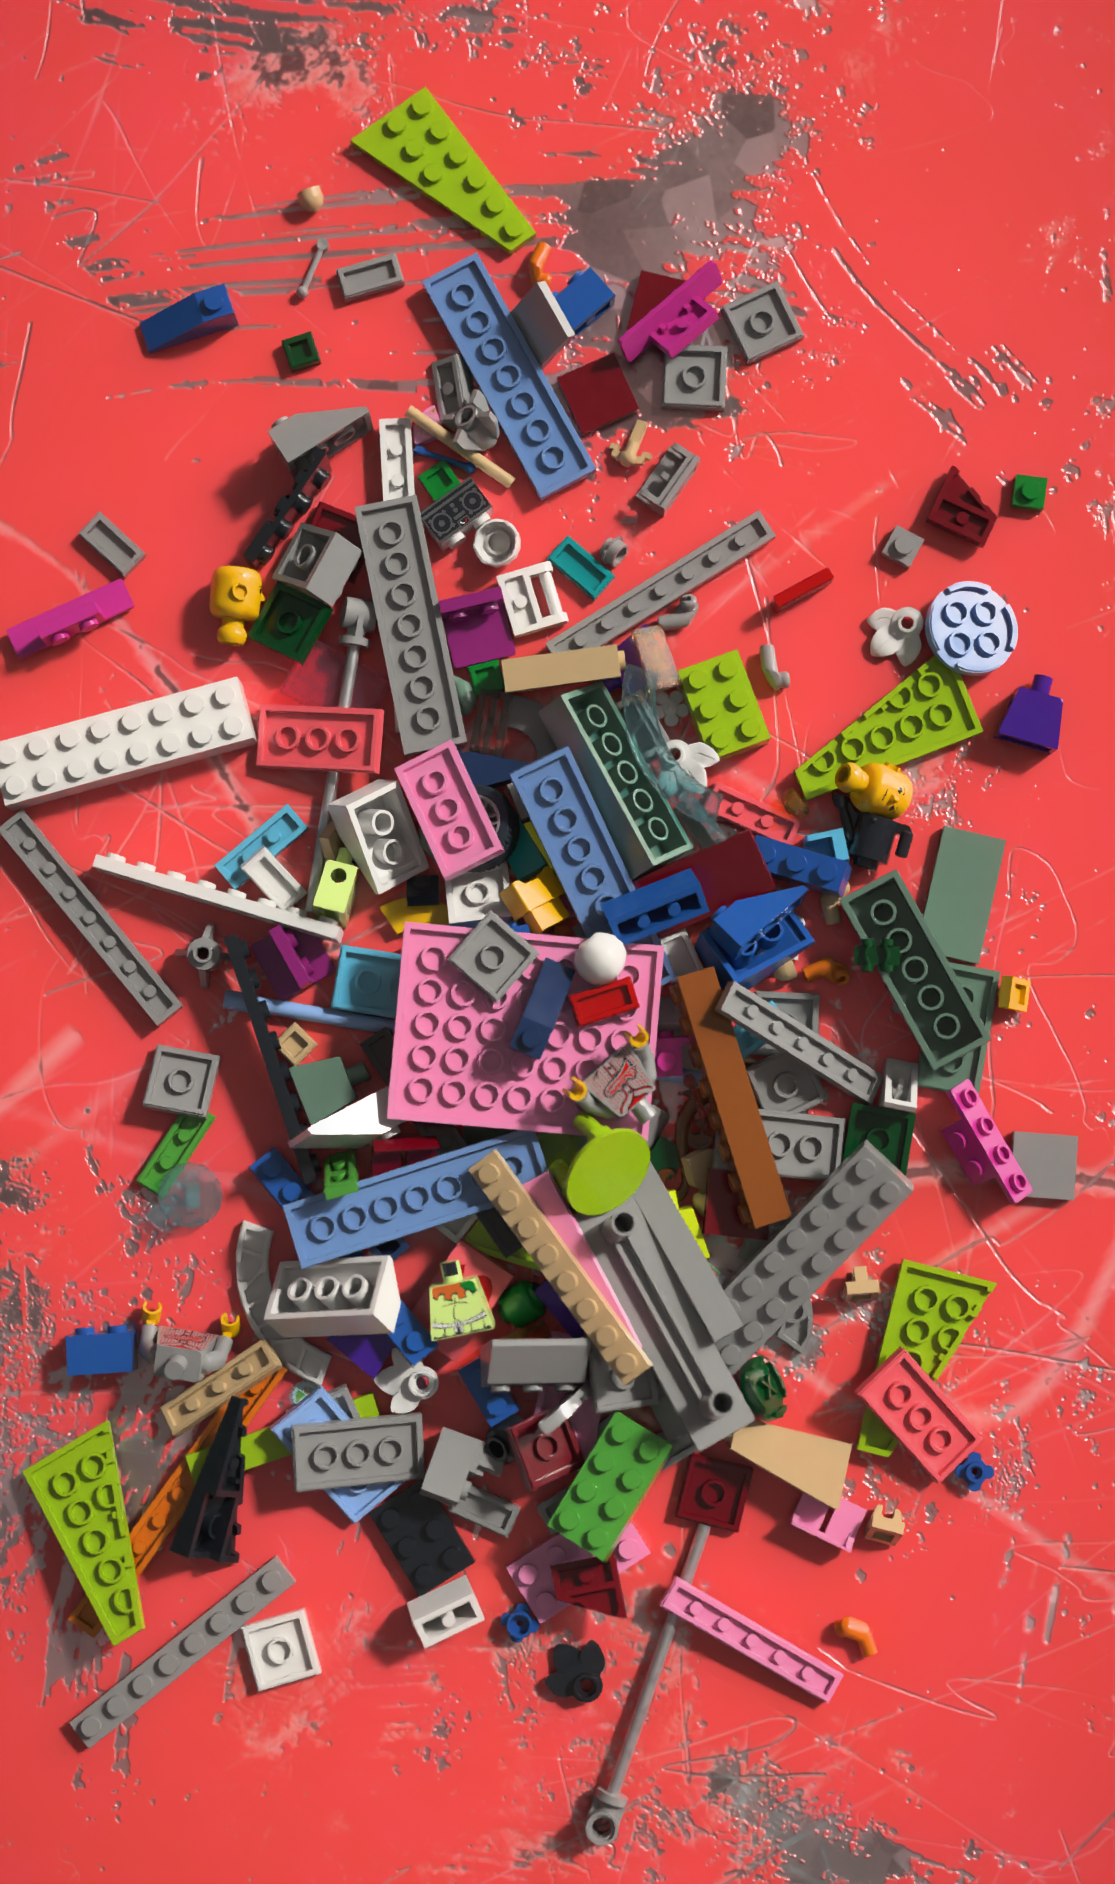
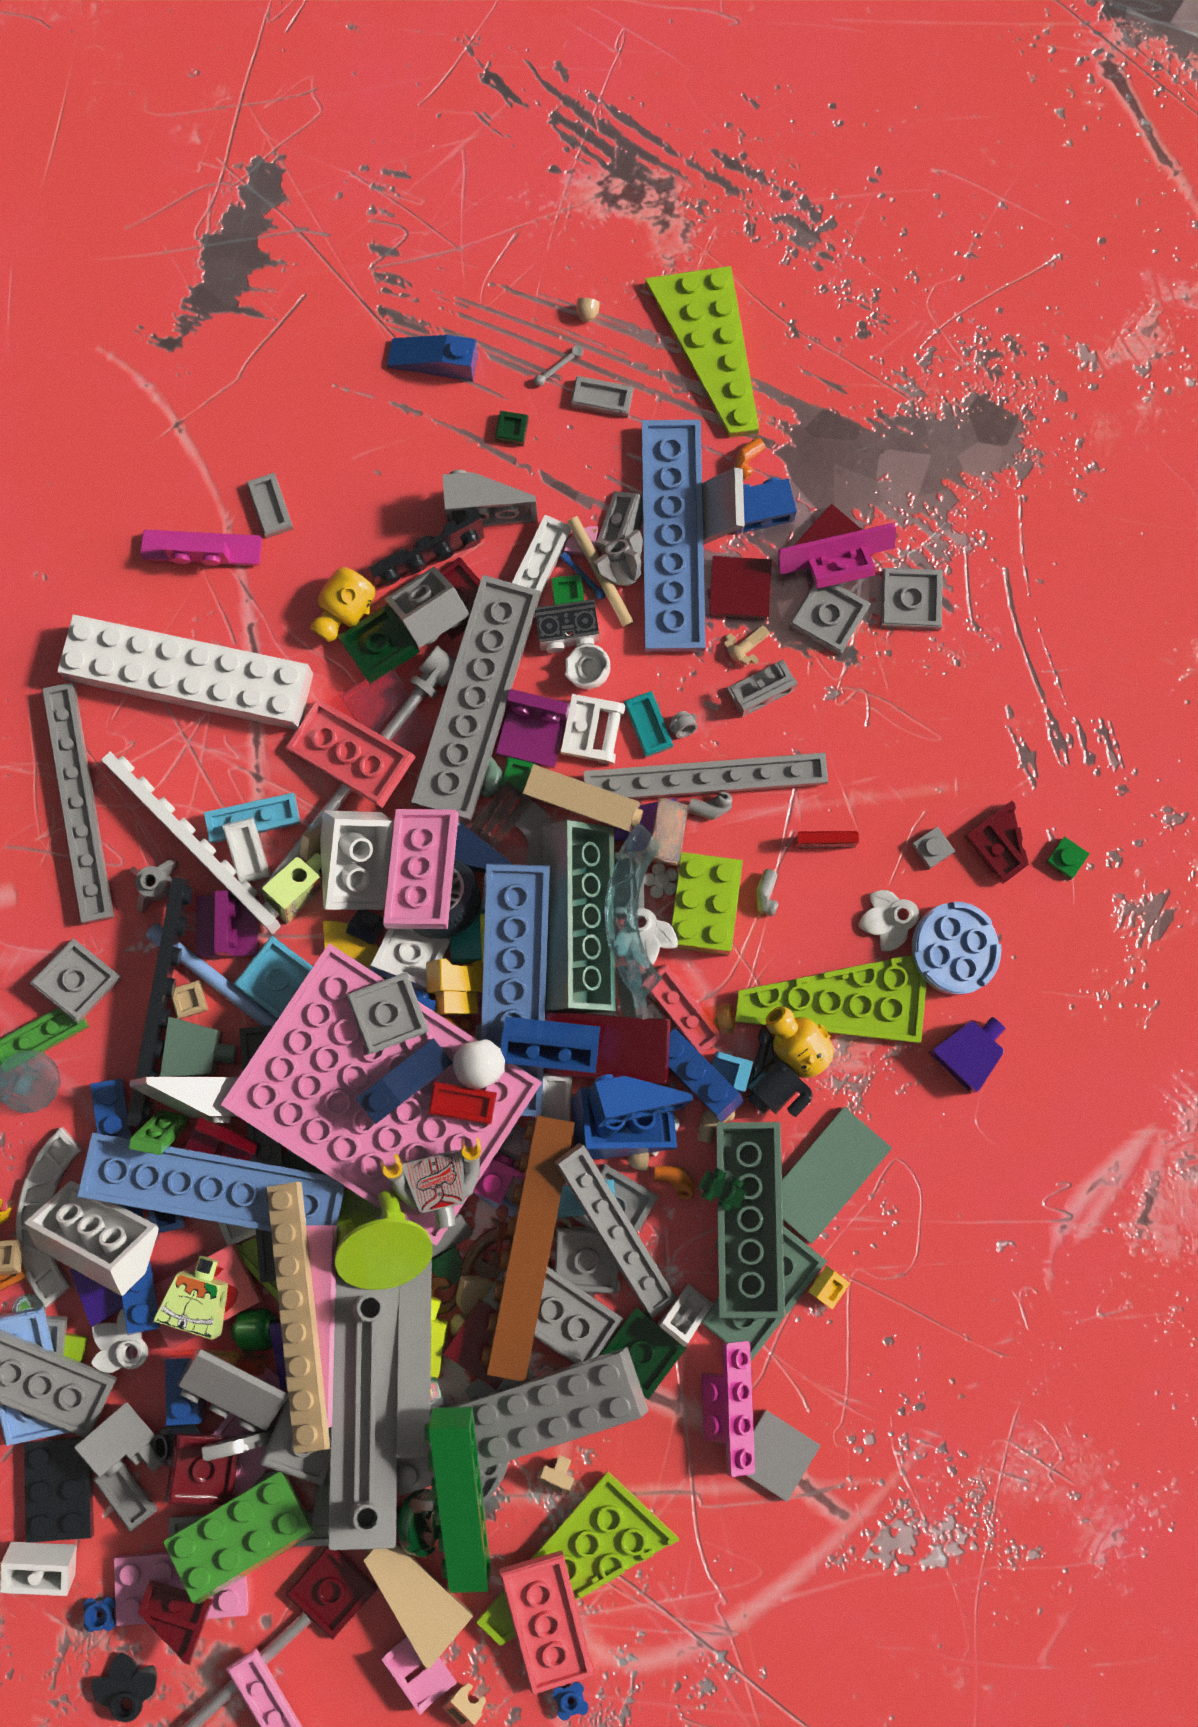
camera: 30 degrees right, 5 degrees down
(789, 1349) = (459, 1499): none -> green brick

